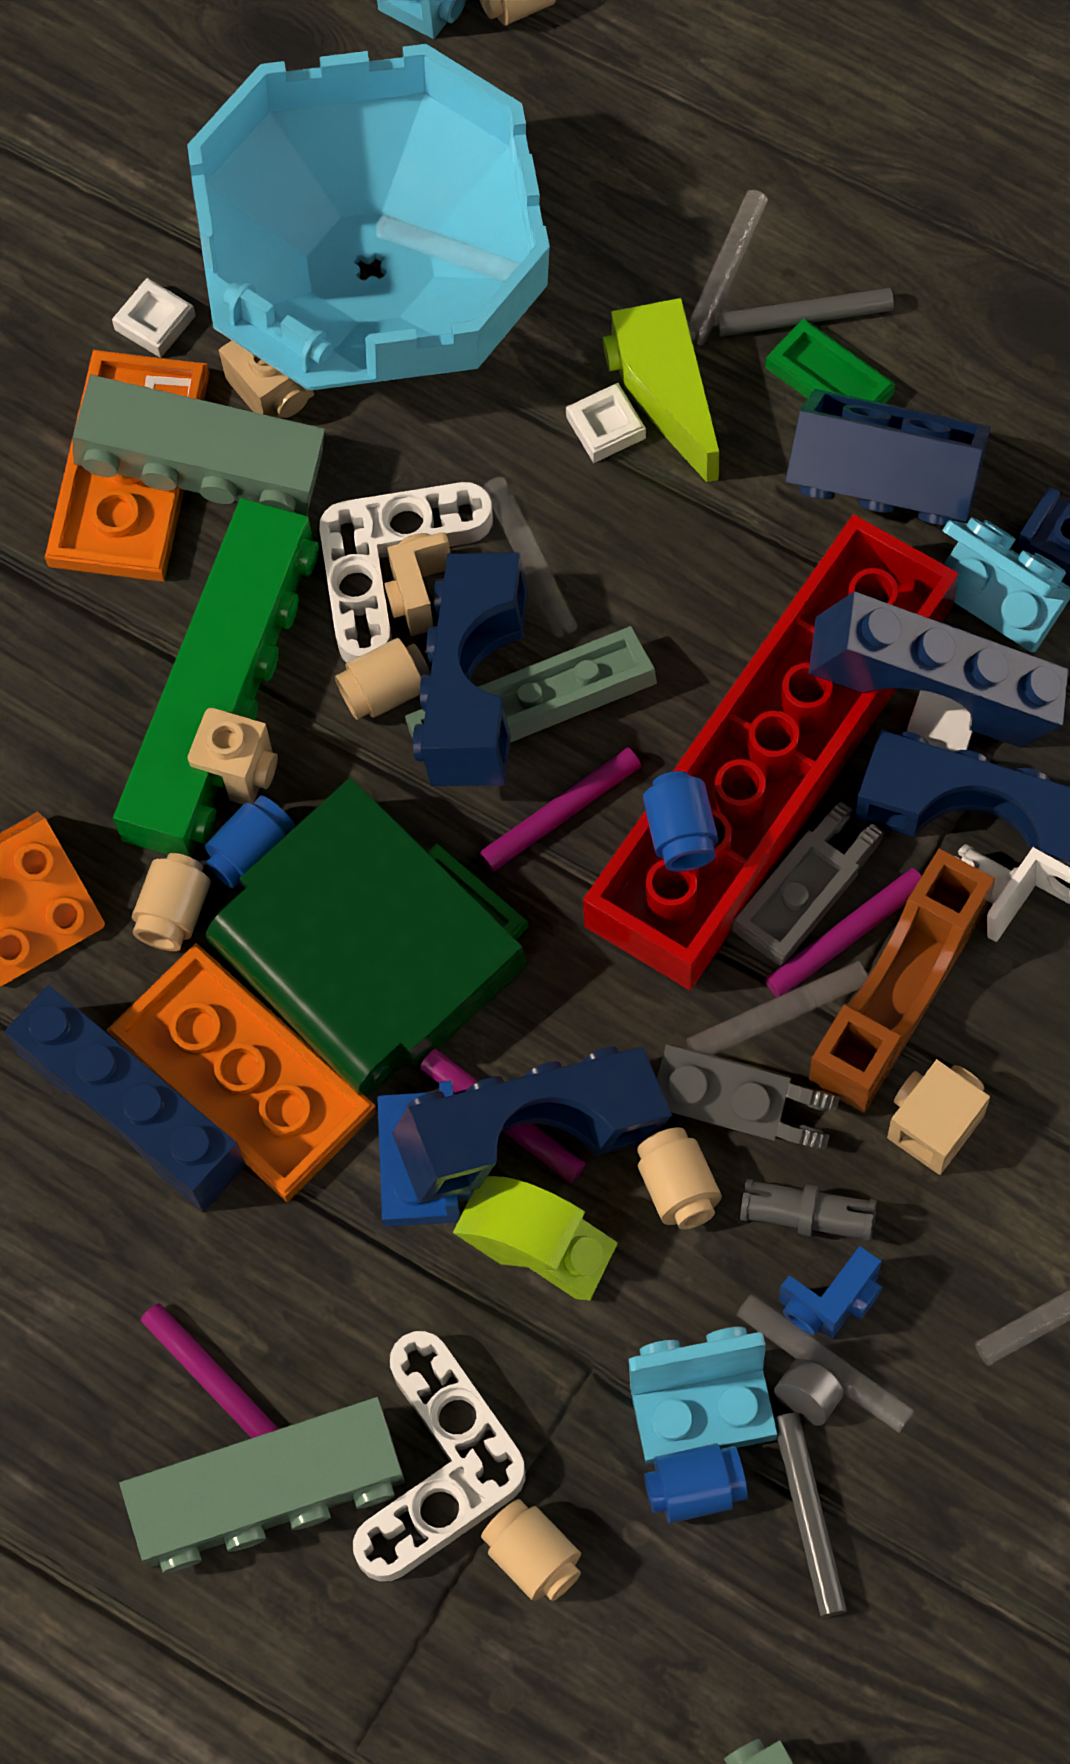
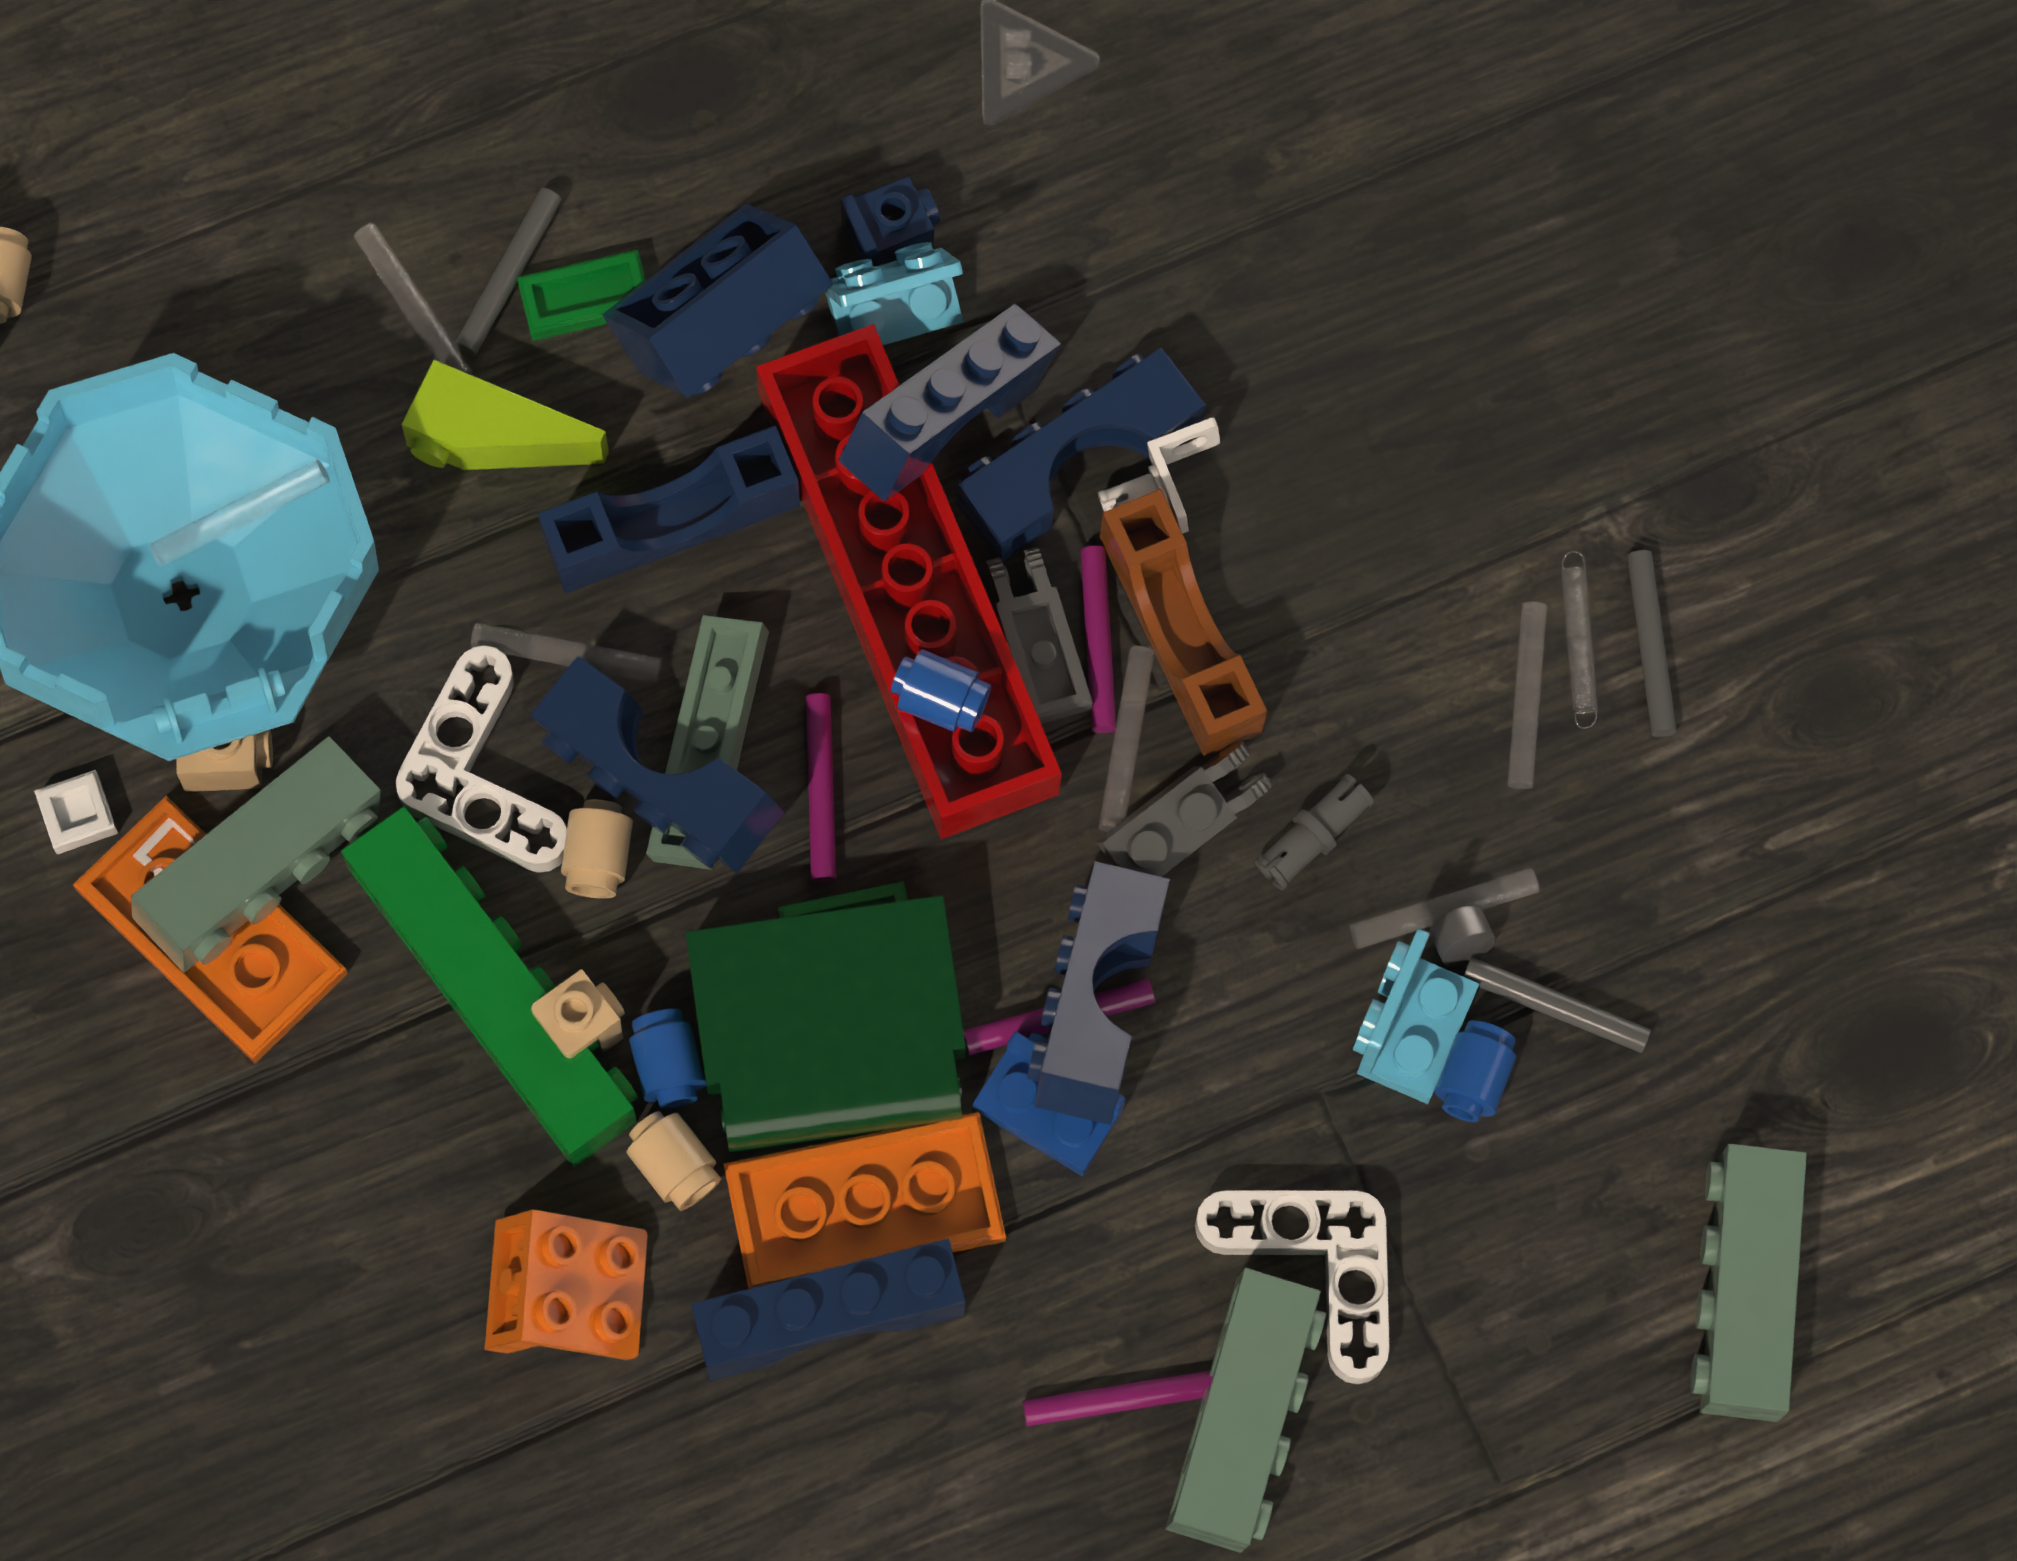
camera: 65 degrees left, 5 degrees up
(409, 562) = (523, 769): tan bracket -> none
(532, 1551) = (1444, 1235): tan brick -> none
(537, 1231) = (1186, 1055): lime brick -> none
(605, 422) = (486, 504): white tile -> none
(641, 515) = (725, 493): none -> dark blue arch
(678, 1178) = (1217, 913): tan brick -> none
(849, 1294) = (1407, 851): blue bracket -> none
(937, 1114) = (1308, 677): tan brick -> none
(941, 722) = (979, 438): white tile -> none

